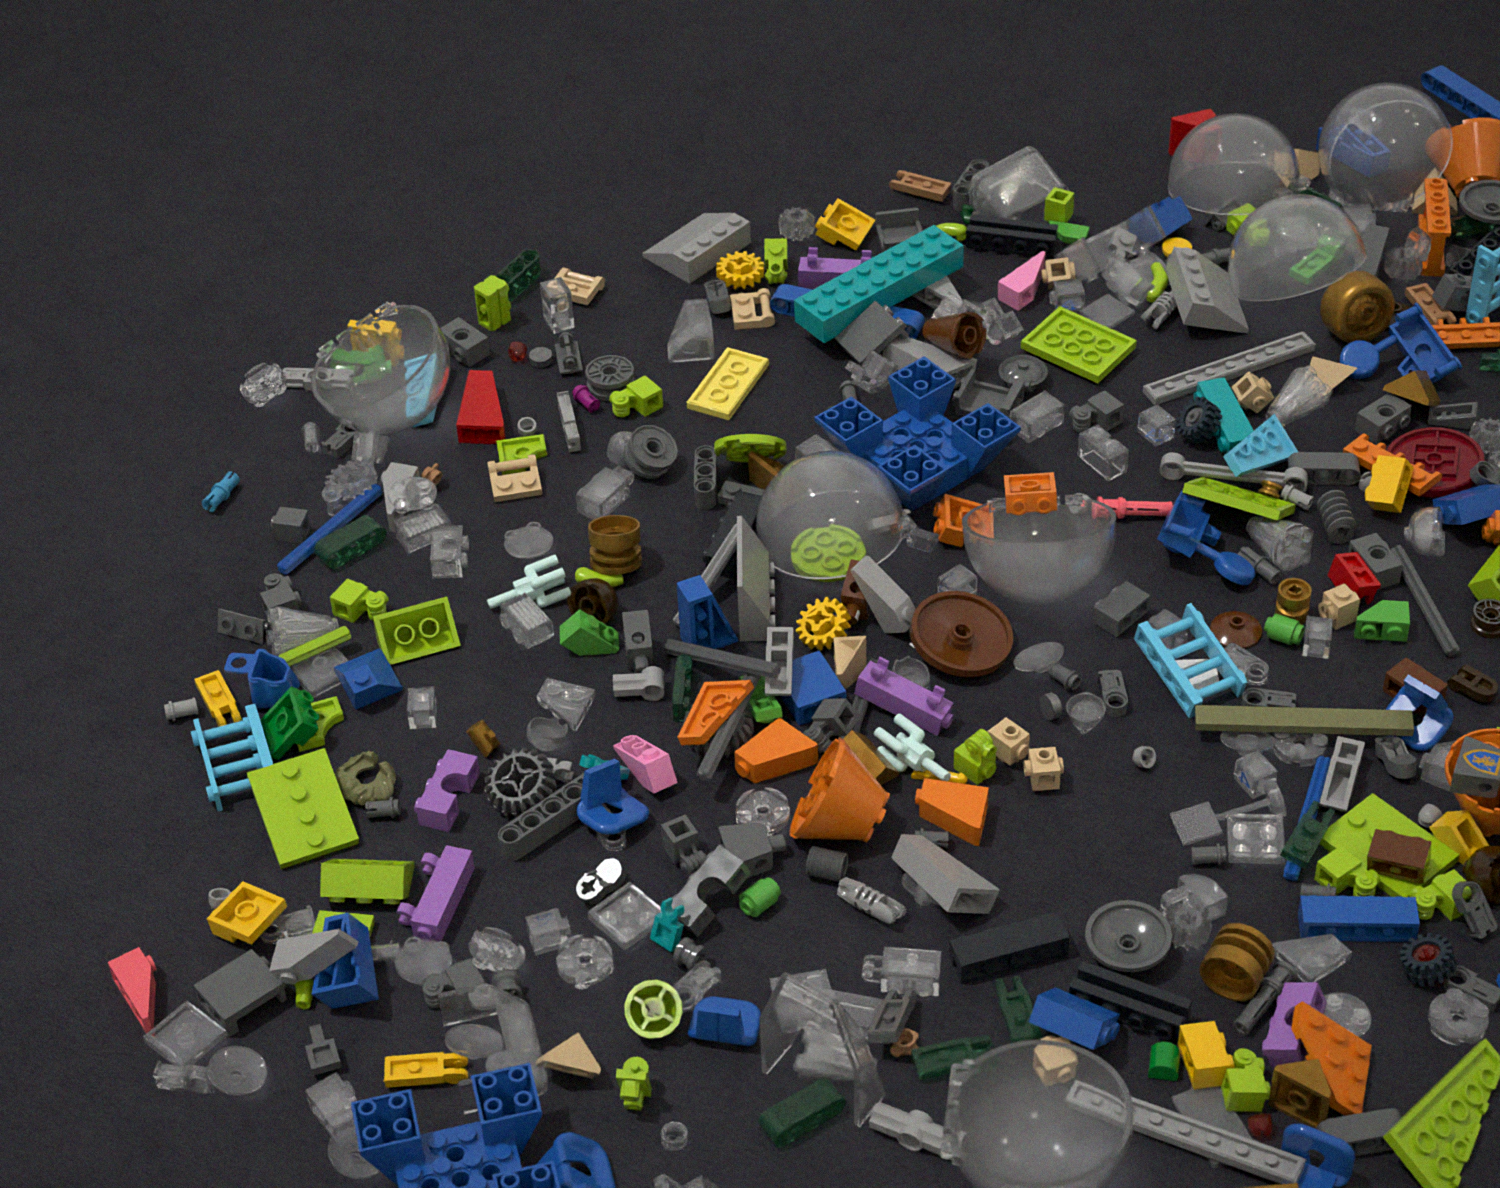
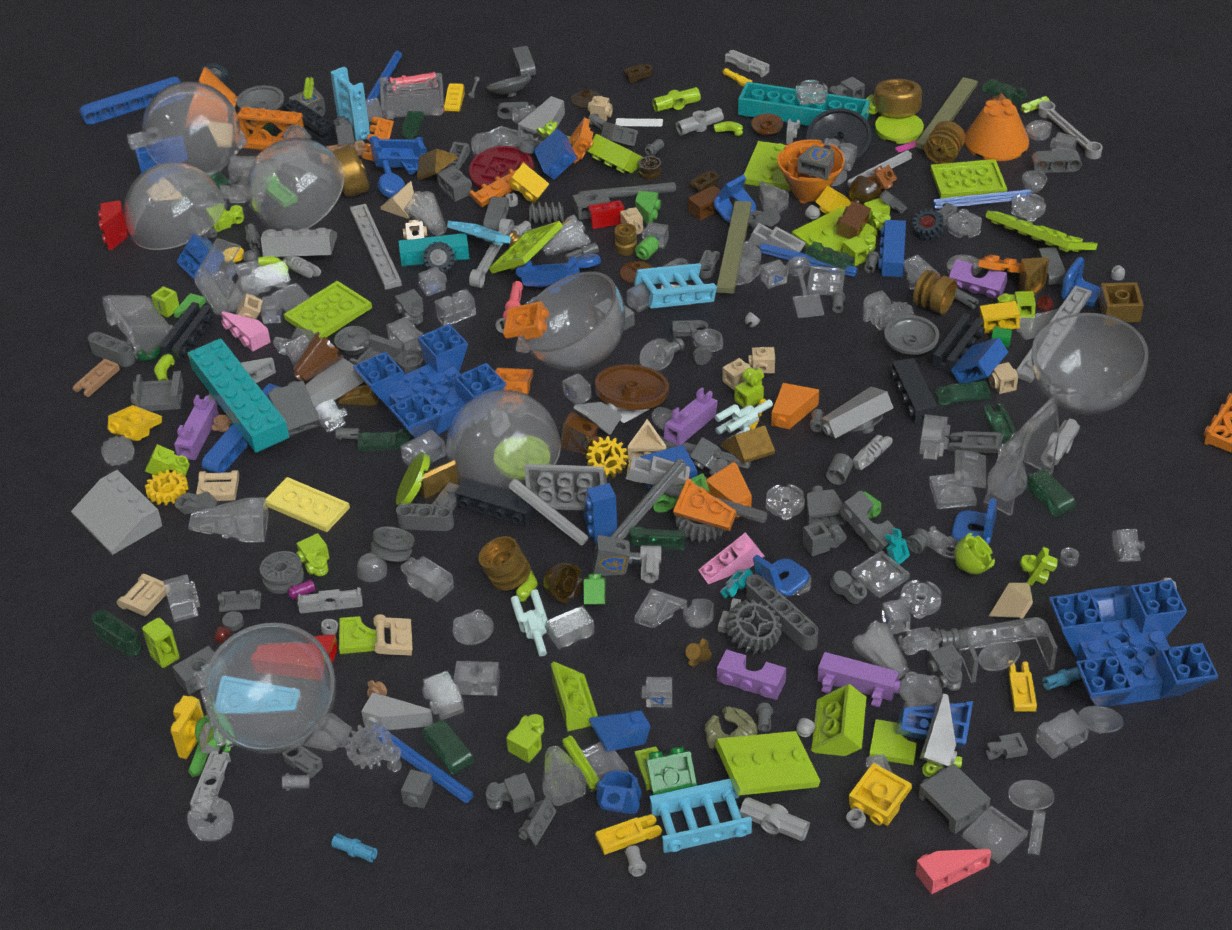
camera: 85 degrees left, 0 degrees up
(225, 823) = (774, 819): none -> light grey piece
(363, 847) = (805, 727): none -> light grey hinge
(412, 494) = (413, 691): clear dish -> none
(437, 1115) = (1063, 677): none -> dark azure pin
(479, 908) = (881, 648): none -> clear cone
(842, 799) = (791, 451): orange cone -> none
(948, 306) = (282, 365): clear brick -> none
(1122, 242) = (223, 275): light grey plate -> none
(1426, 532) = (575, 174): clear cylinder -> none

